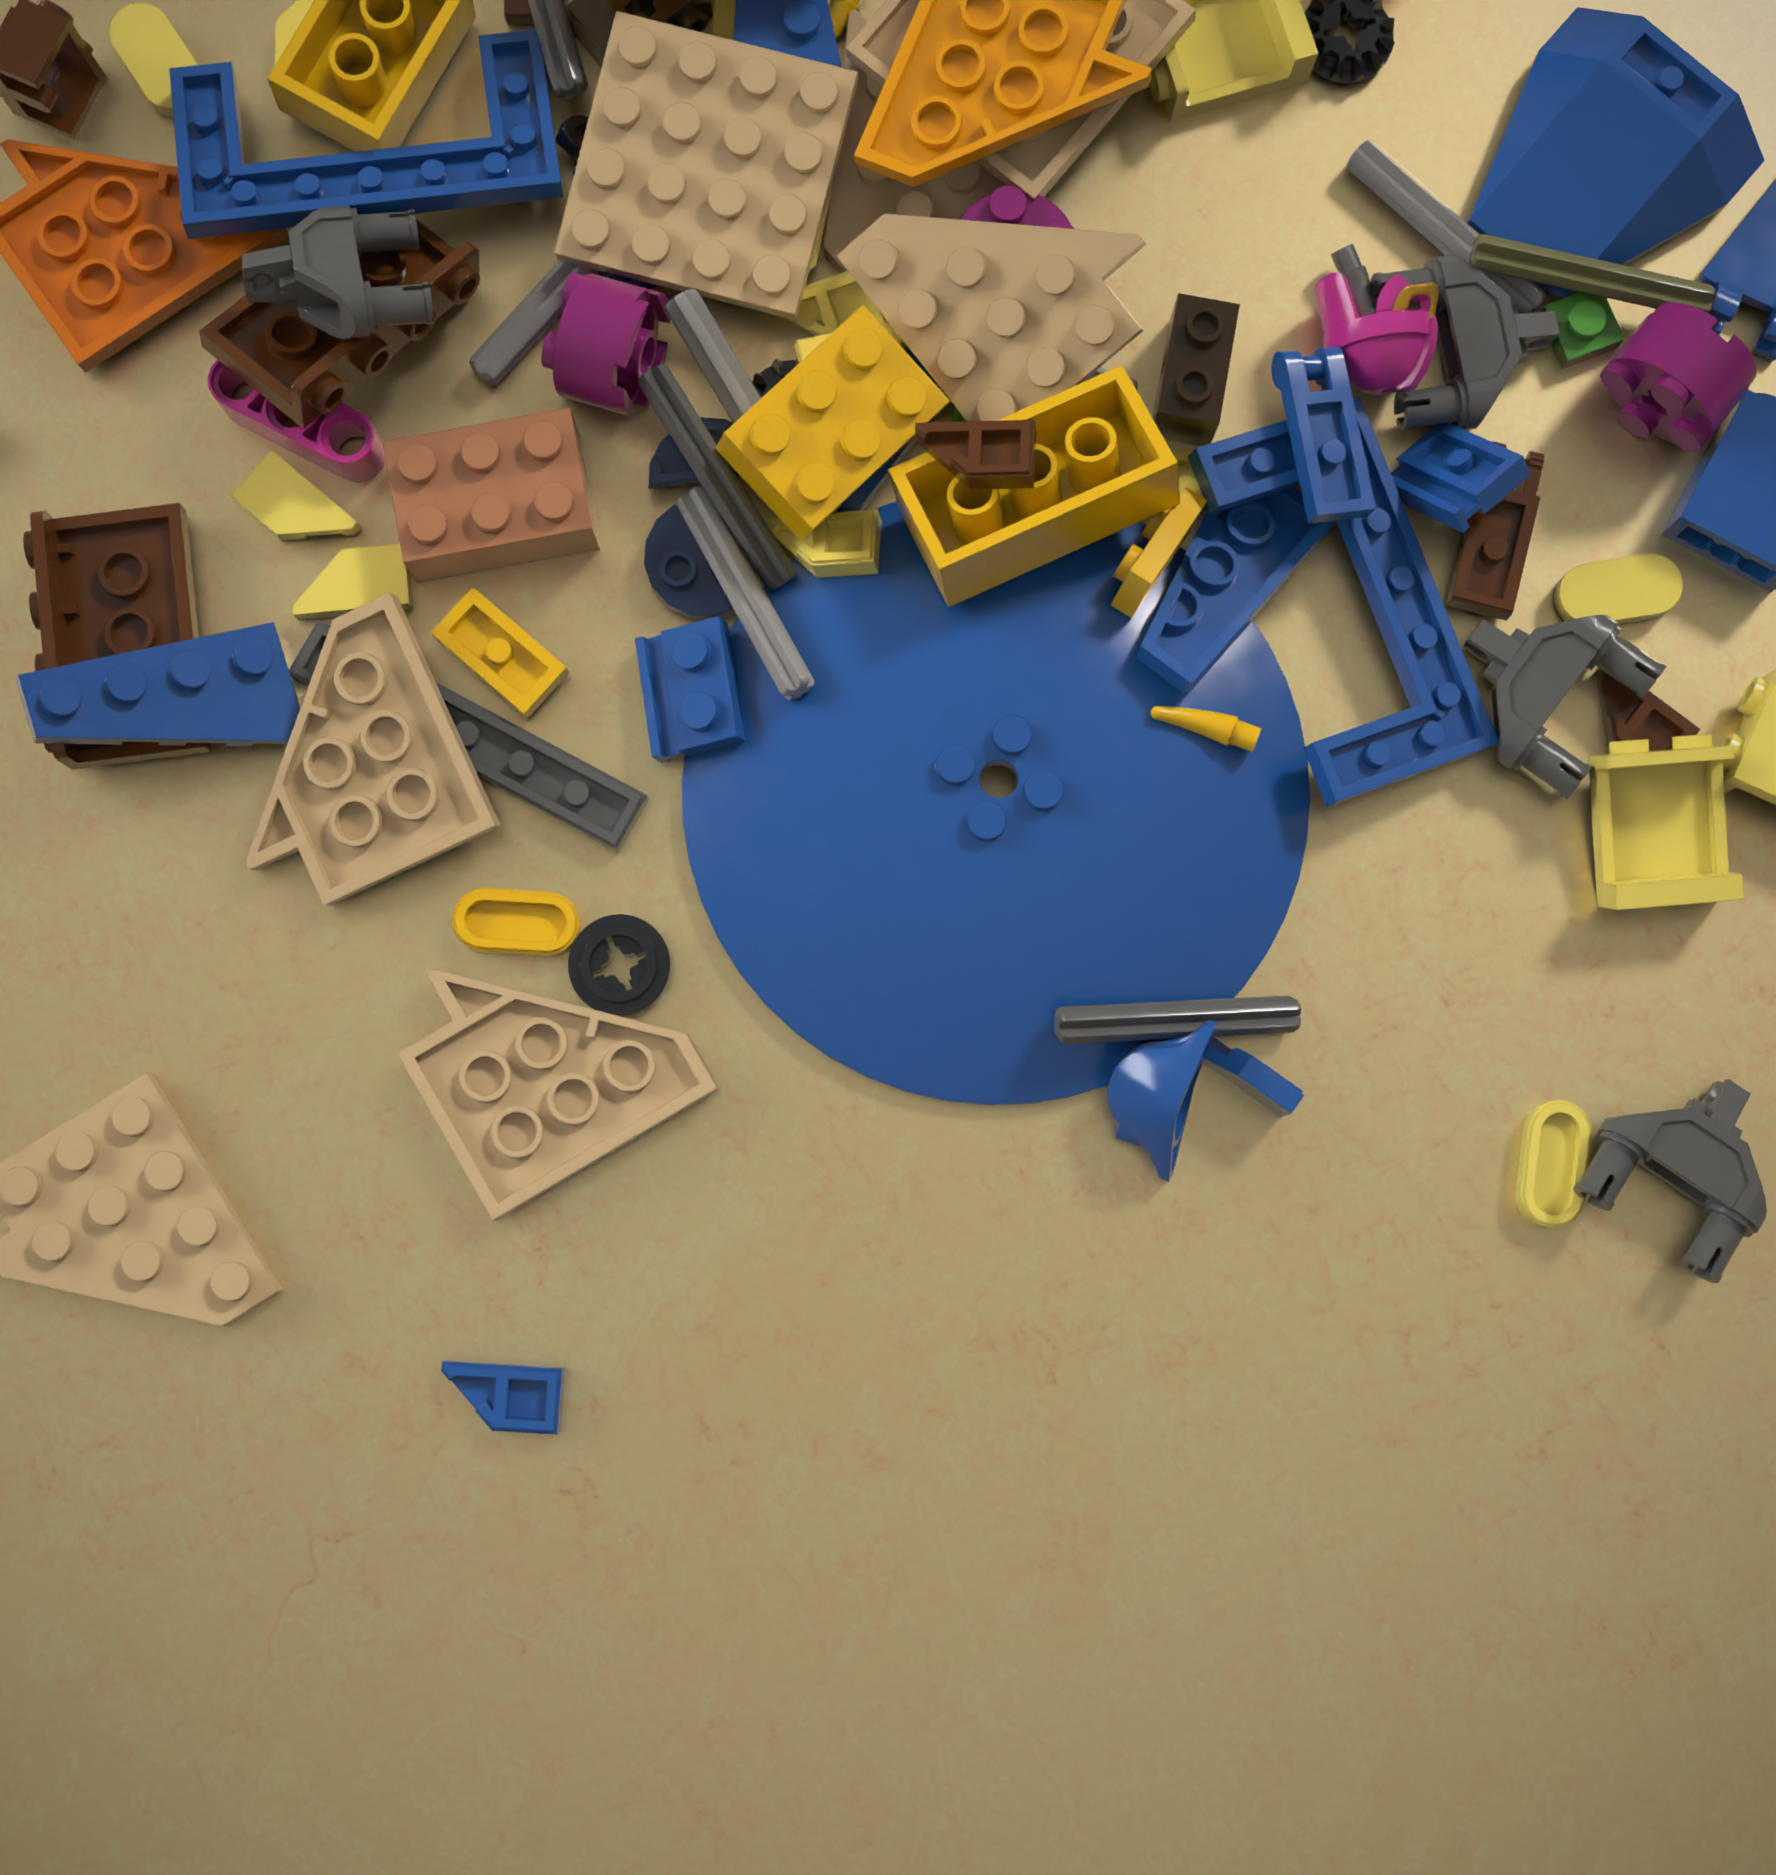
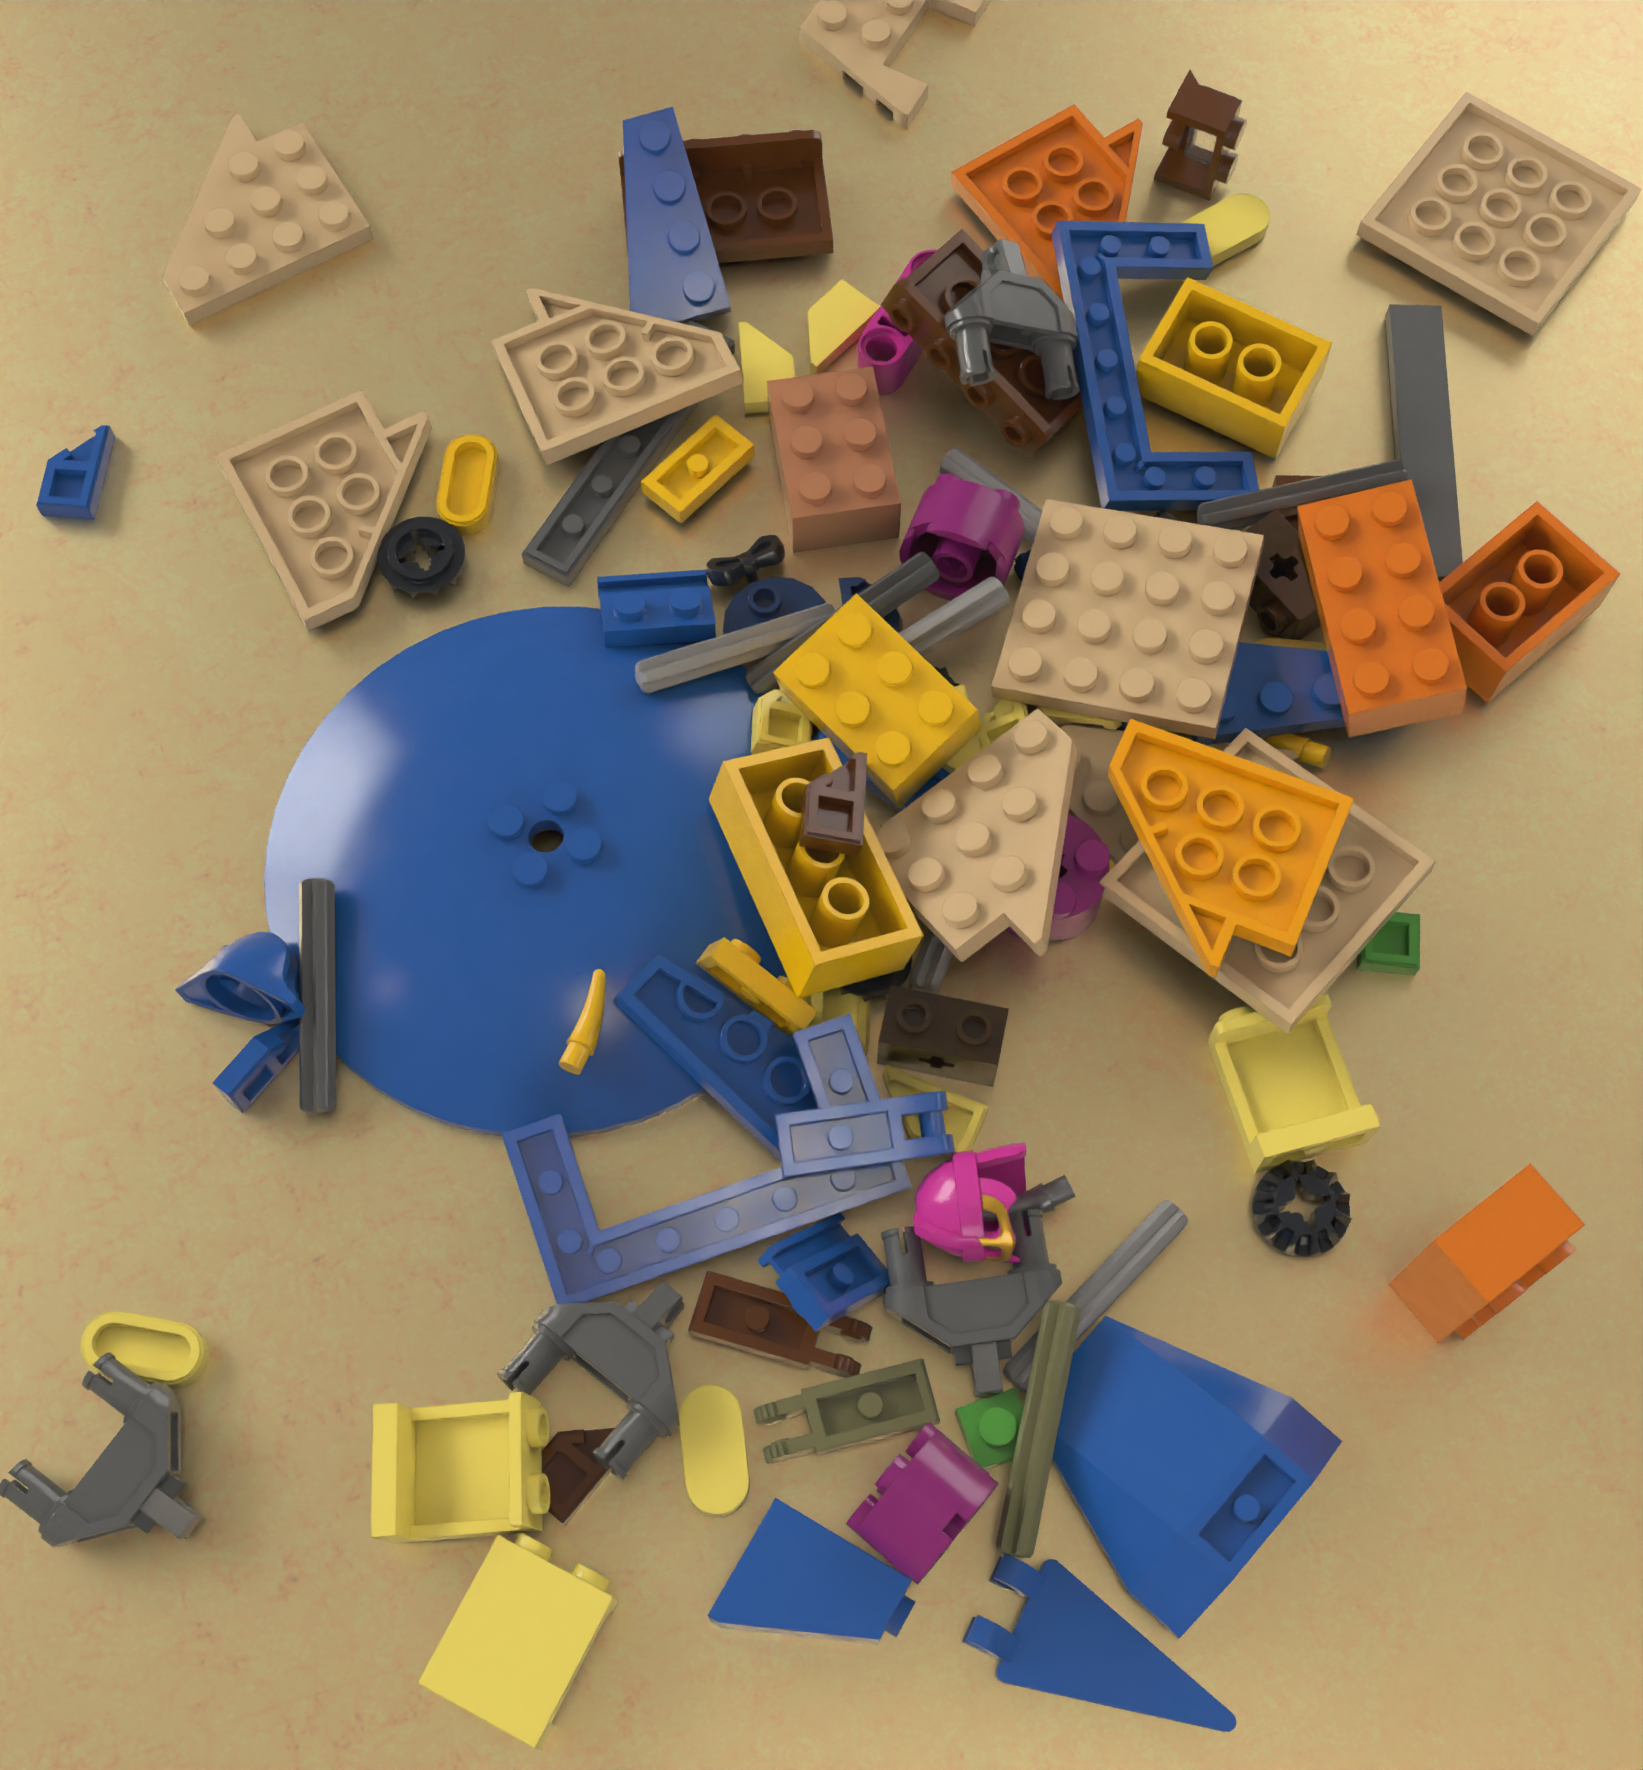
camera: 95 degrees right, 15 degrees down
(633, 612) = (763, 553): none -> black piece
(1256, 396) = (961, 1120): none -> light yellow tile
(1577, 458) = (853, 1411): none -> olive hinge

